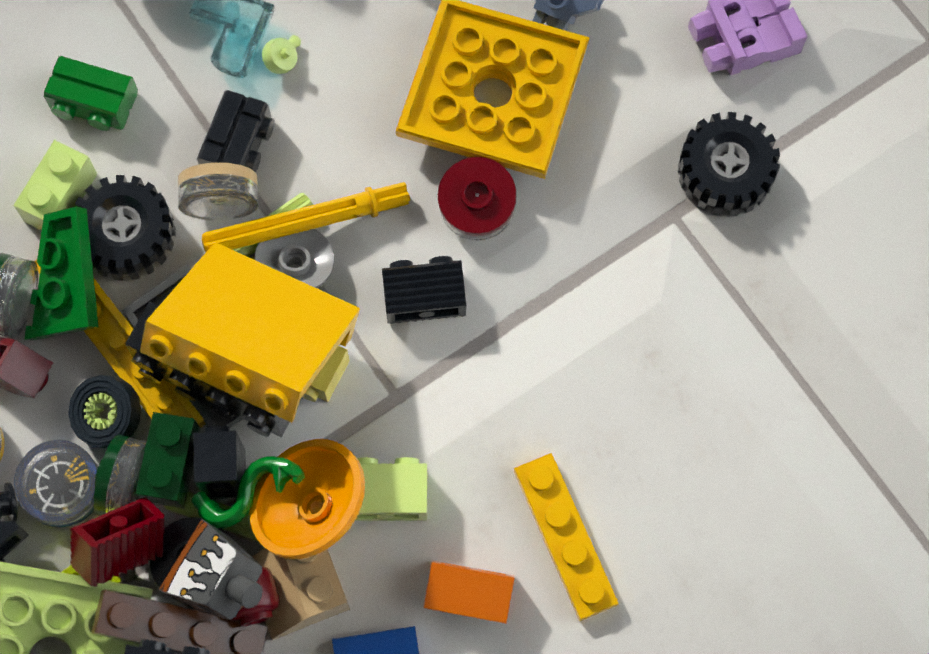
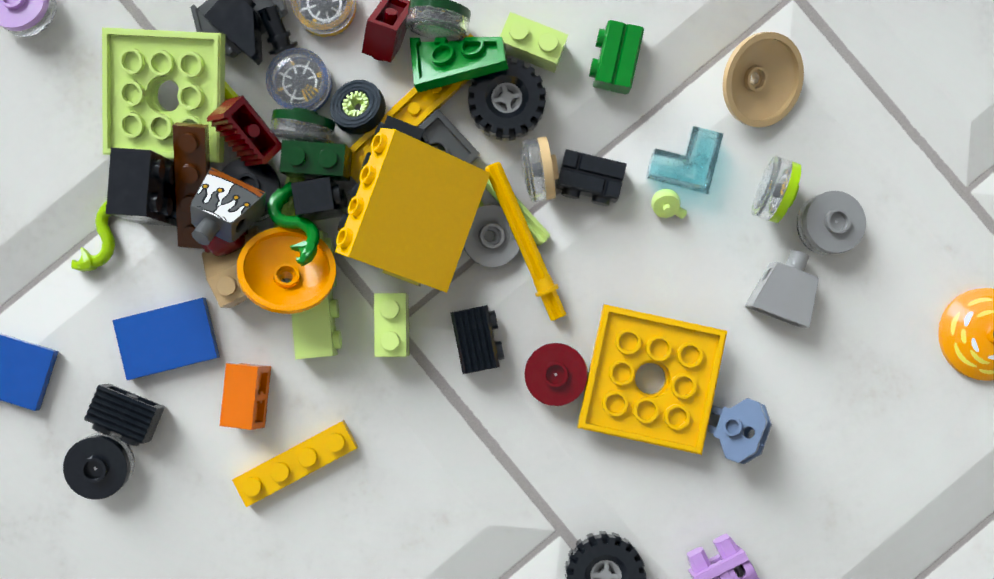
camera: 85 degrees right, 15 degrees up
(394, 391) = (391, 325): none -> yellowish green brick

